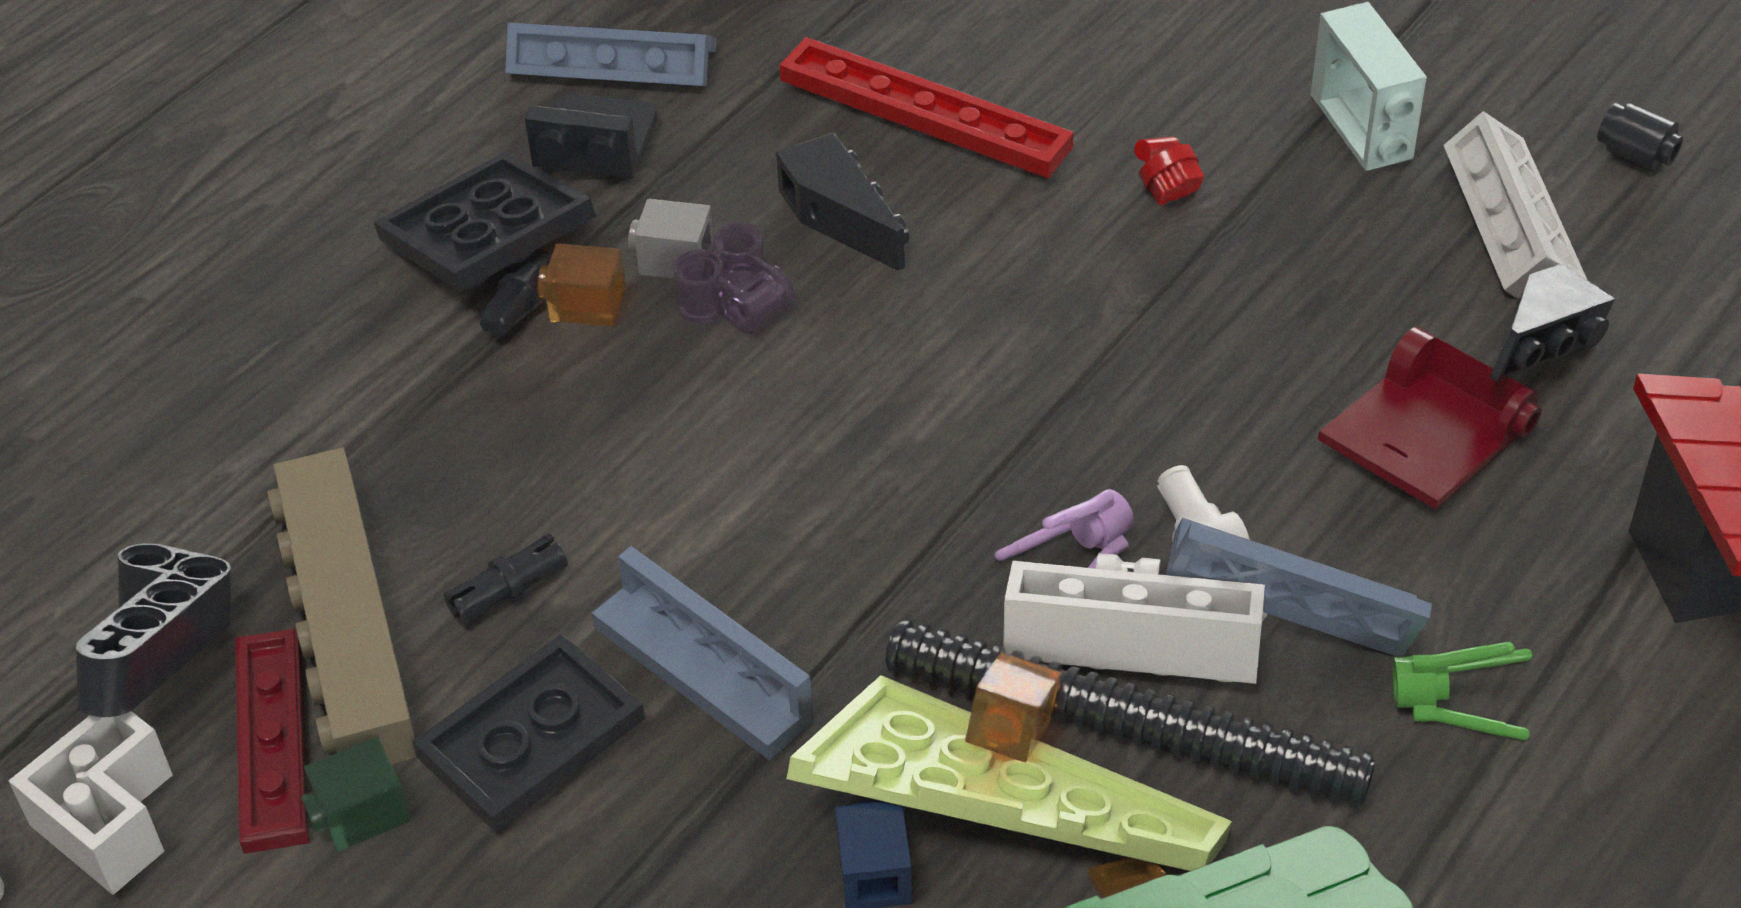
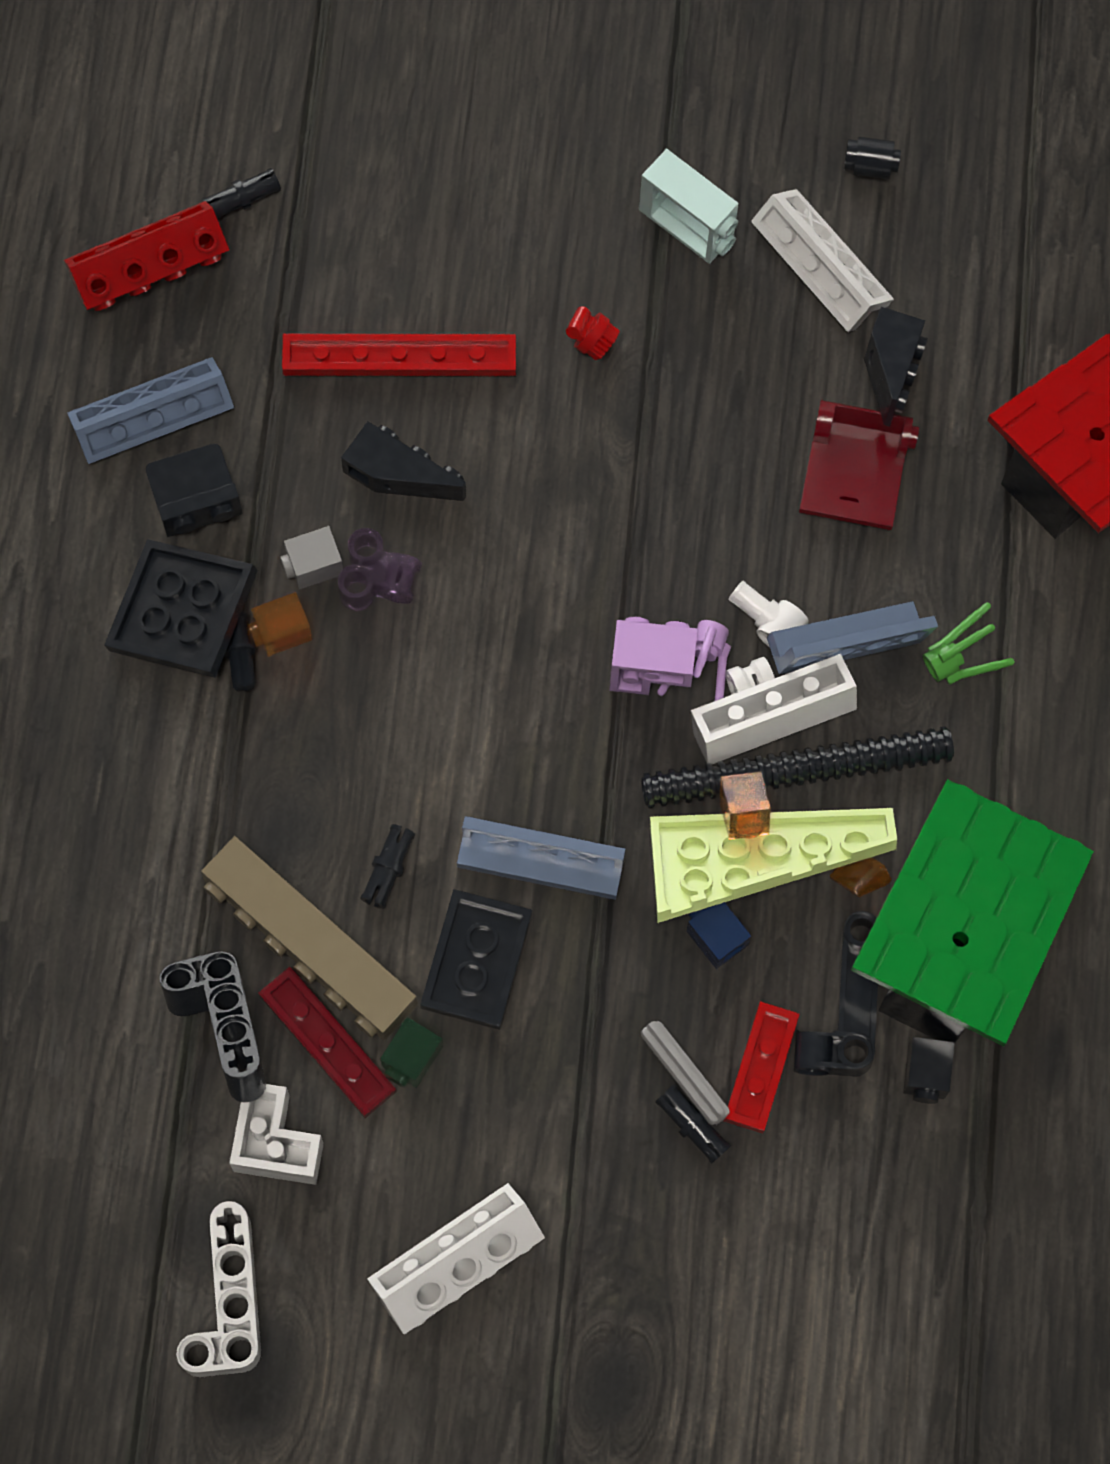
camera: 35 degrees left, 25 degrees up
(998, 480) = (652, 654): none -> lavender brick

